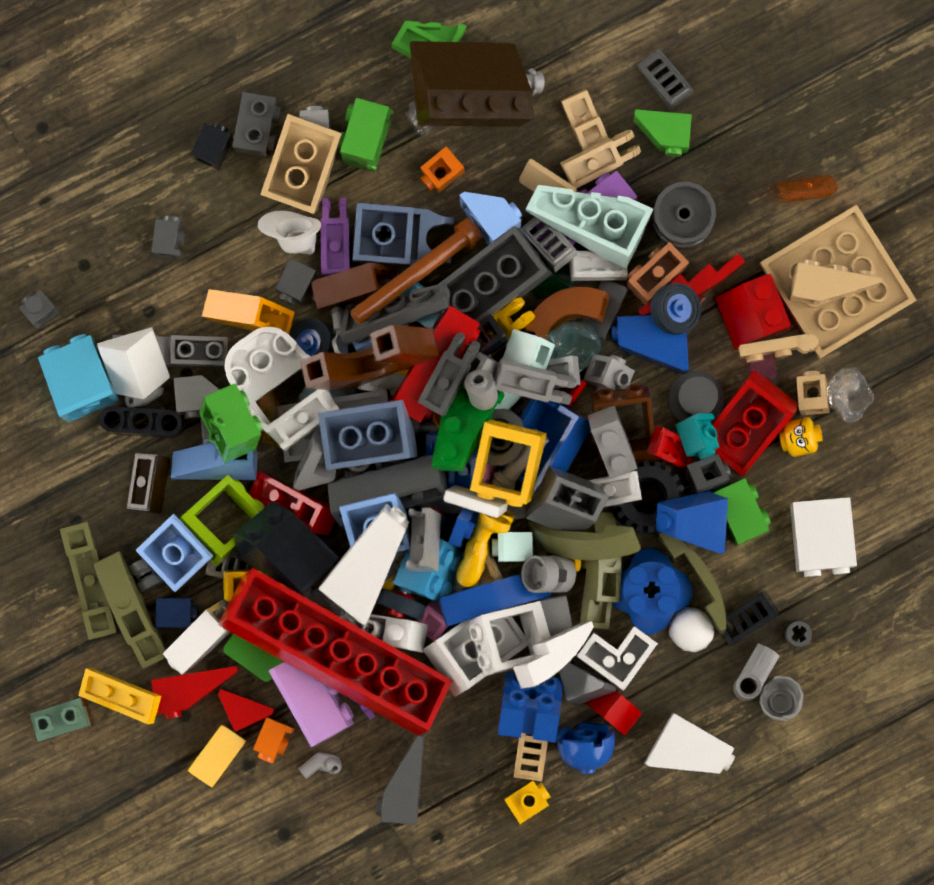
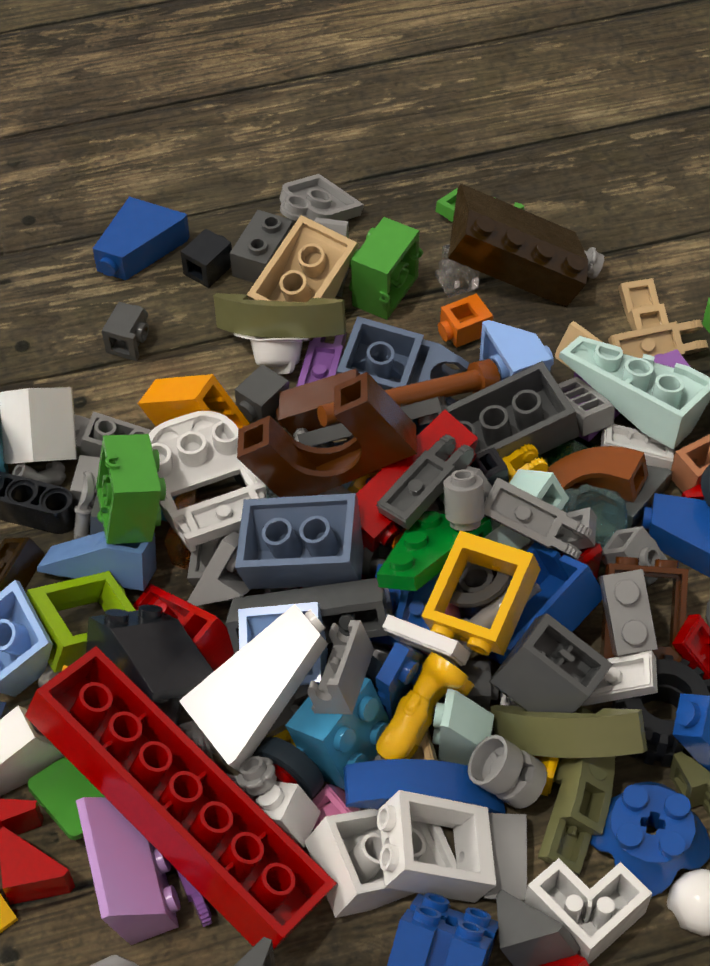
camera: 10 degrees right, 30 degrees down
(146, 137) = (139, 238): none -> blue slope
(191, 423) = (83, 511): none -> light grey piece
(272, 740) = (54, 918): orange brick -> none
(289, 65) = (318, 198): none -> light grey plate
(292, 216) = (280, 318): none -> olive slope
(386, 624) = (257, 775): none -> light grey plate
(552, 655) = (488, 870): white slope -> none

